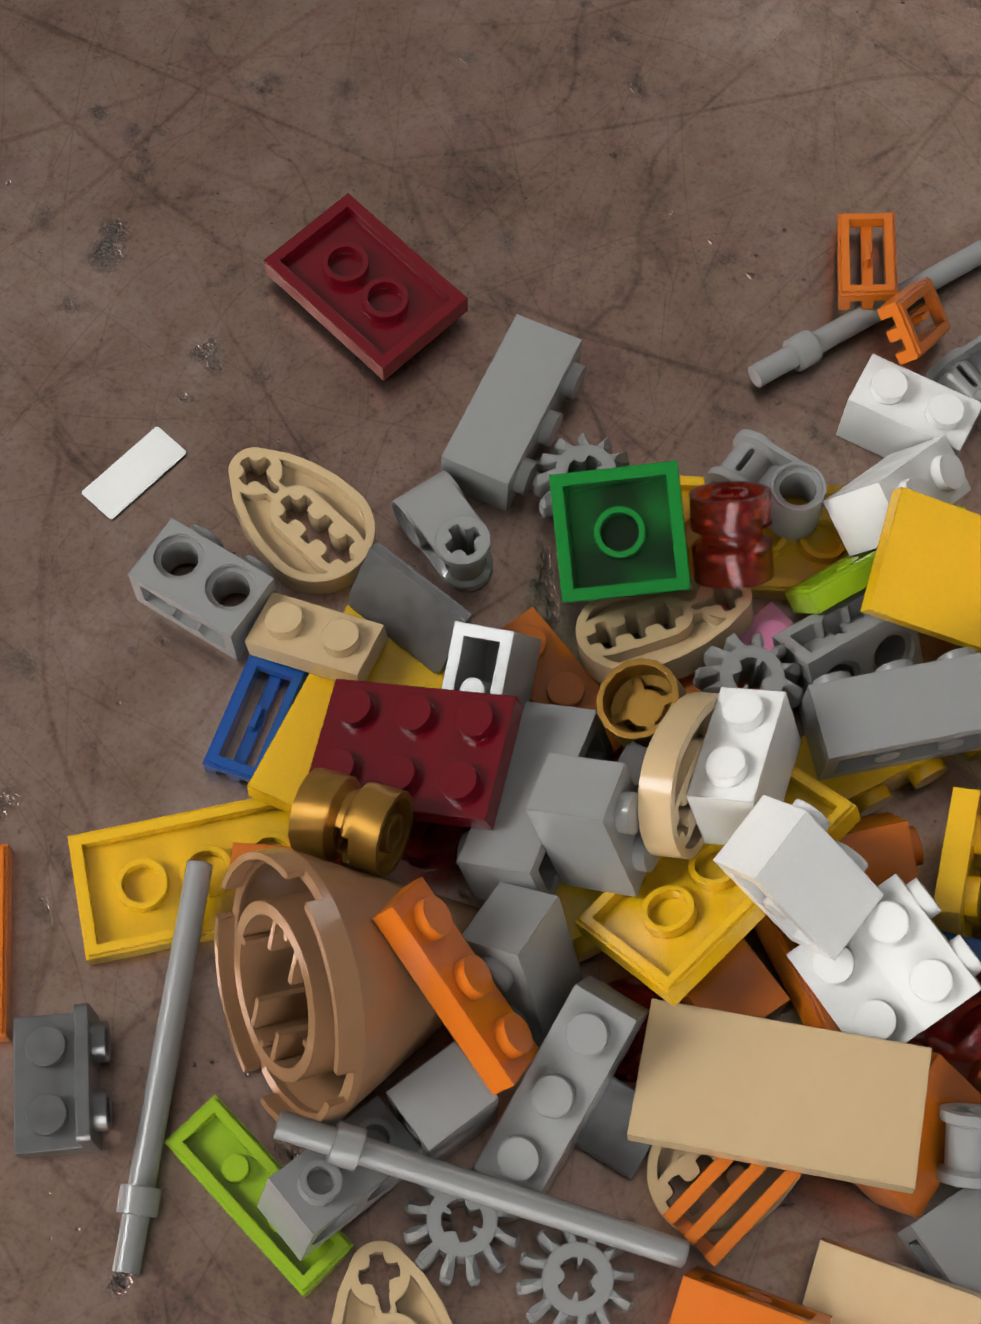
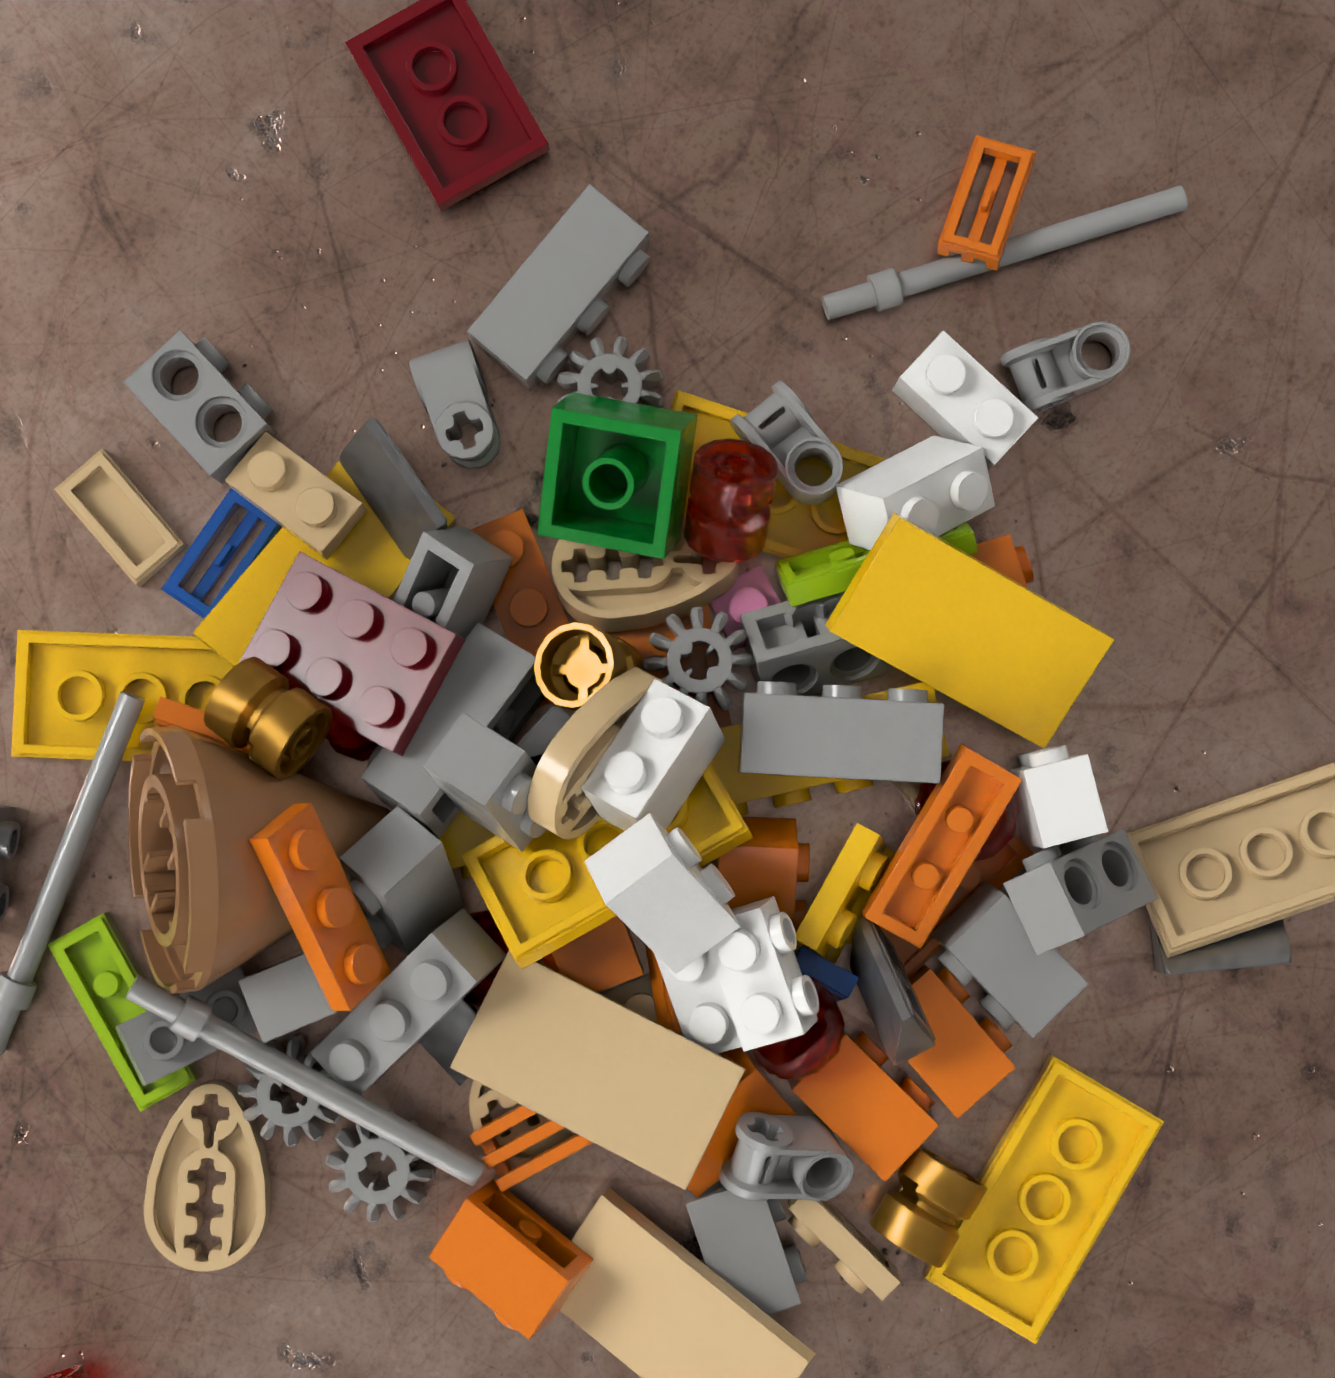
camera: 15 degrees right, 20 degrees up
(134, 472) = (163, 249): white sticker -> none
(147, 711) = (121, 517): none -> tan tile
(285, 546) = (292, 377): tan piece -> none
(905, 322) = (1001, 286): orange tile -> none

